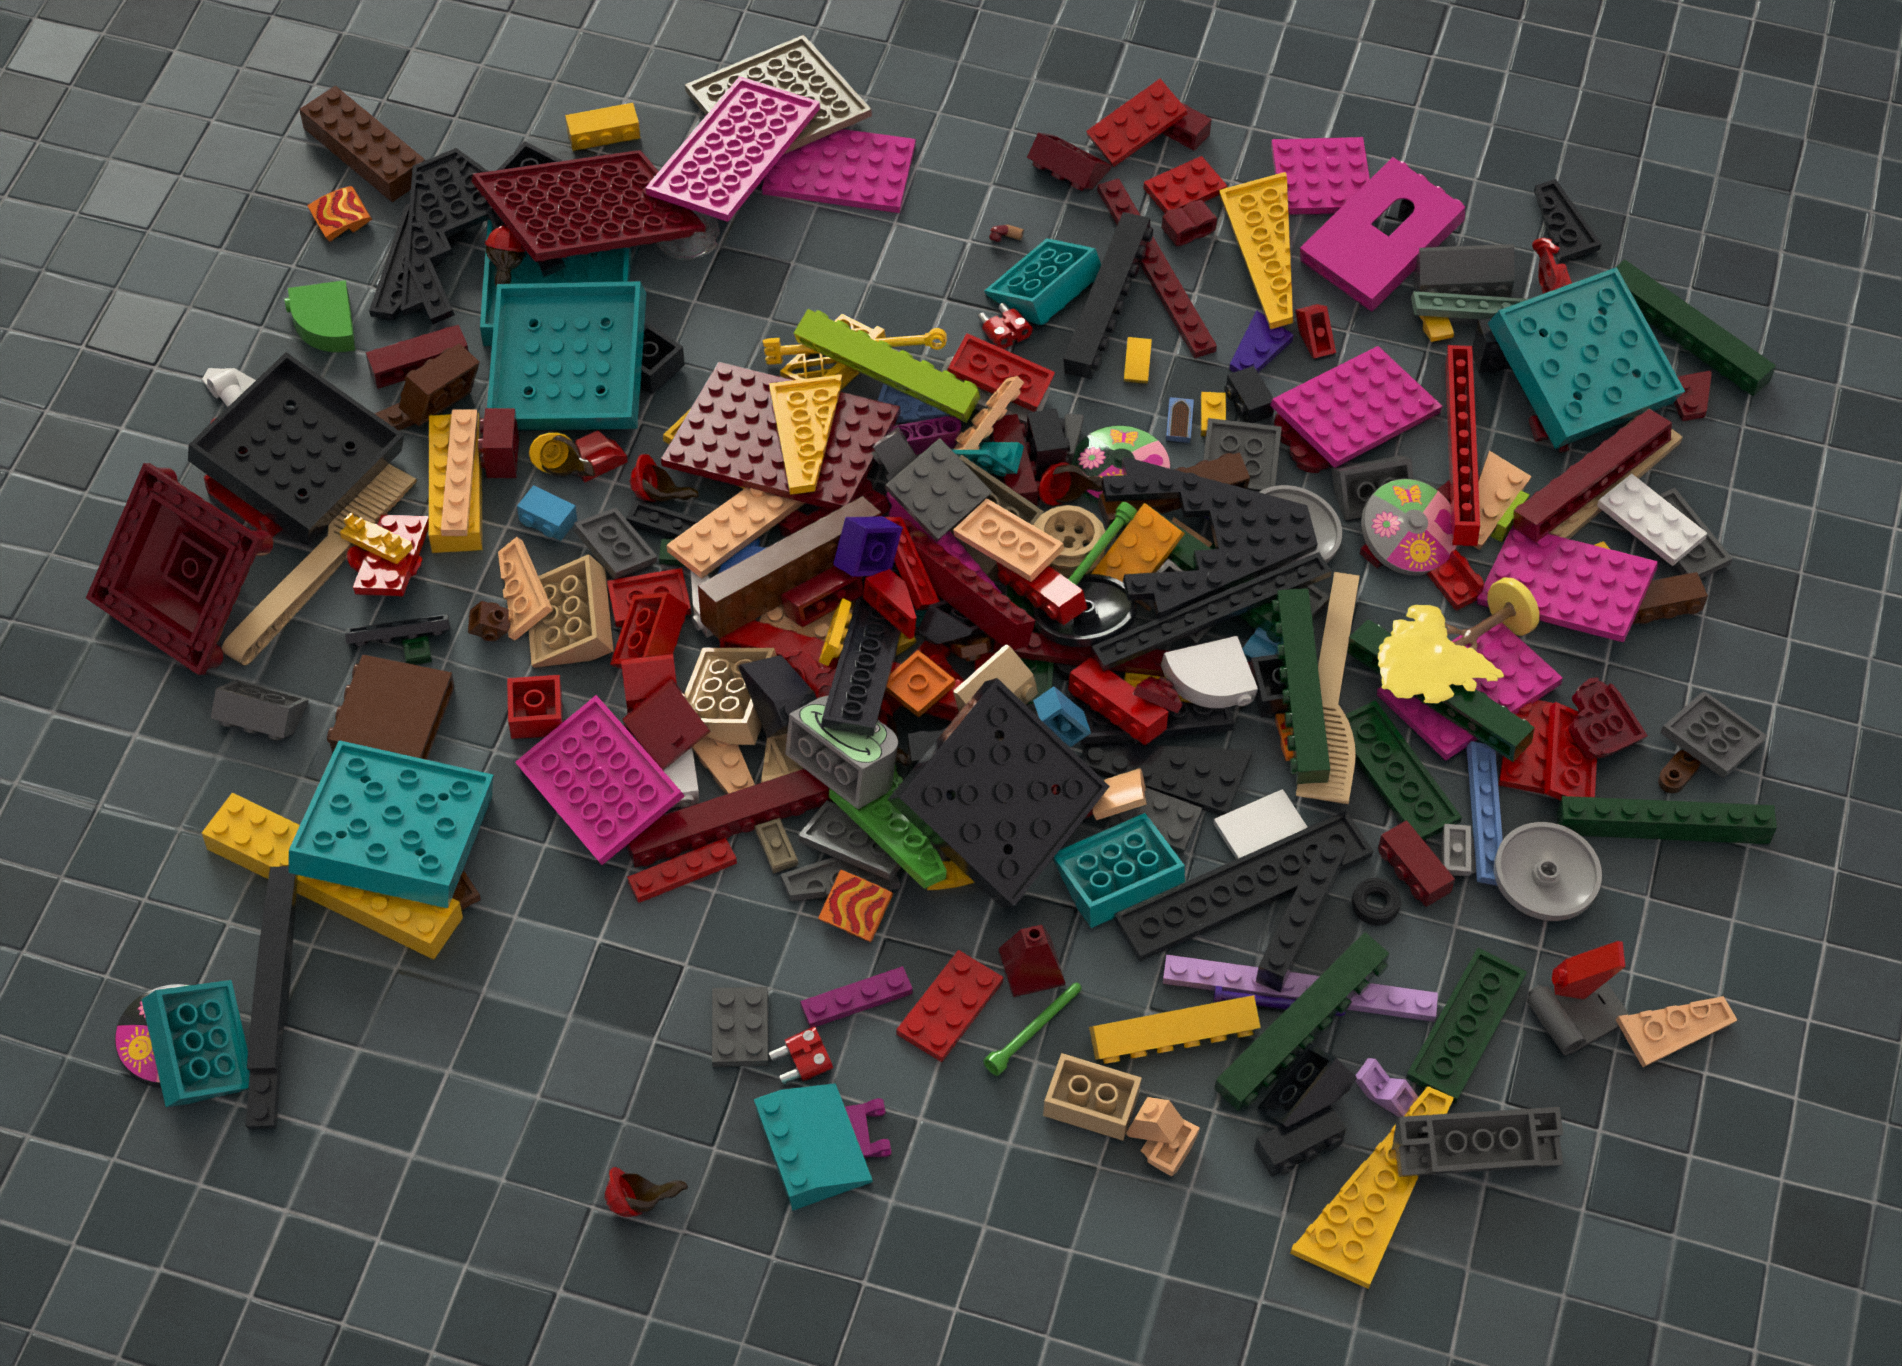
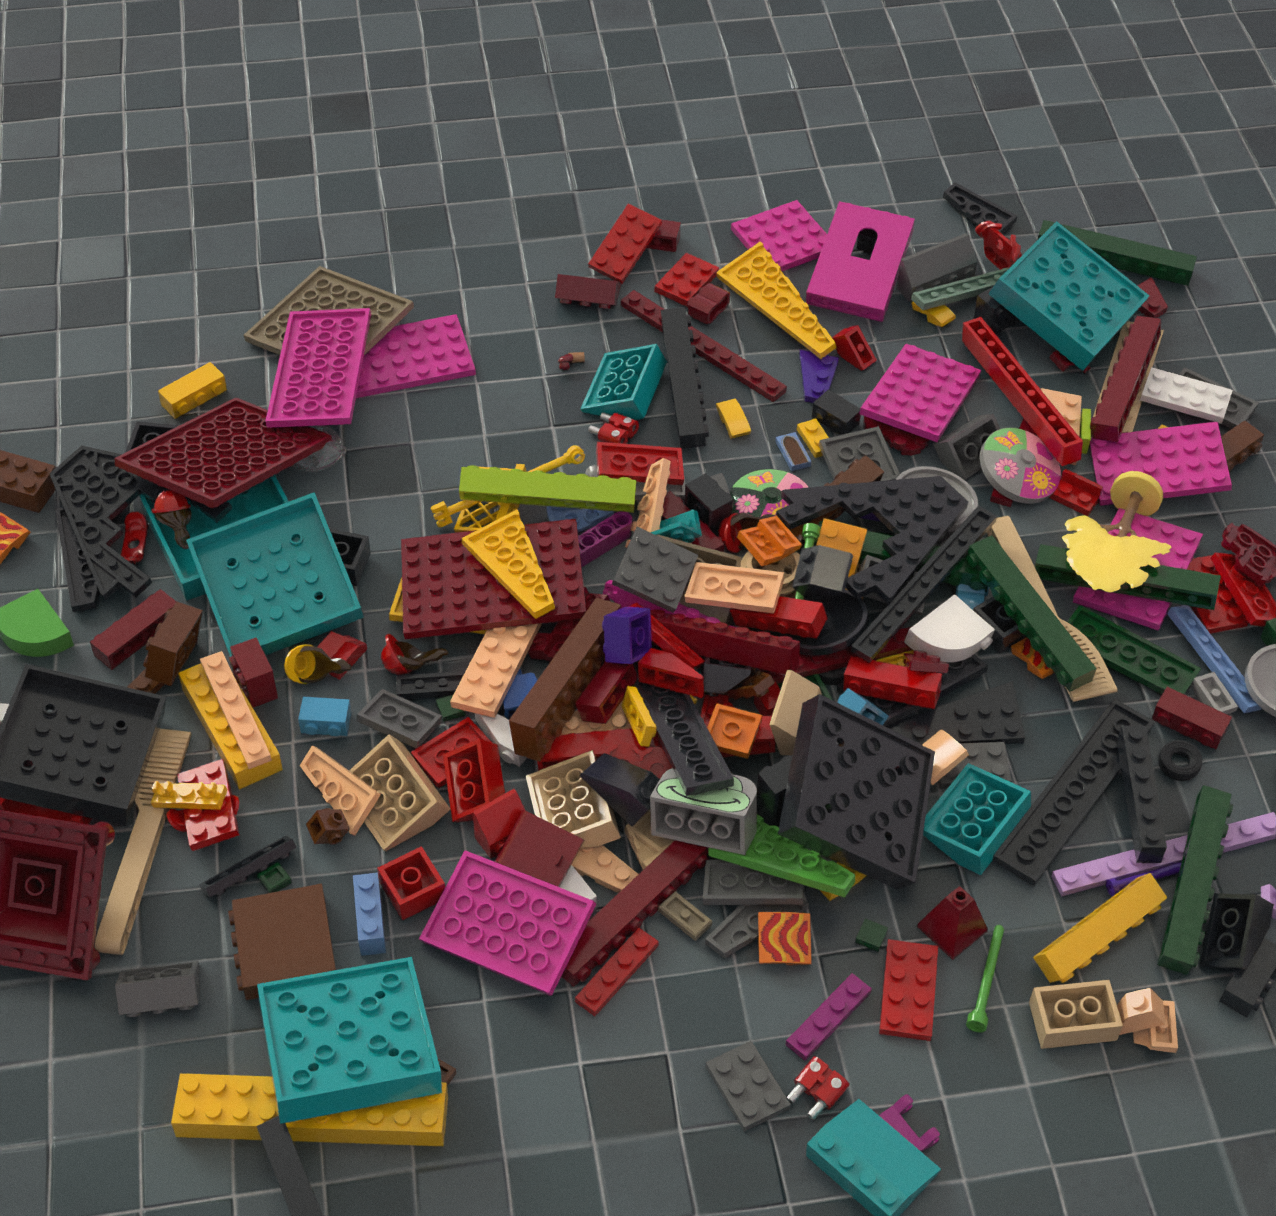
camera: 25 degrees left, 5 degrees down
(471, 255) = (135, 529): none -> red piece
(481, 719) = (369, 914): none -> medium blue brick
(894, 453) = (599, 556): dark grey slope -> none
(946, 939) = (871, 935): none -> dark green tile
(1077, 505) = (769, 541): none -> orange slope
(1106, 558) = (822, 572): none -> slope
(1259, 824) = (1055, 737): white tile -> none

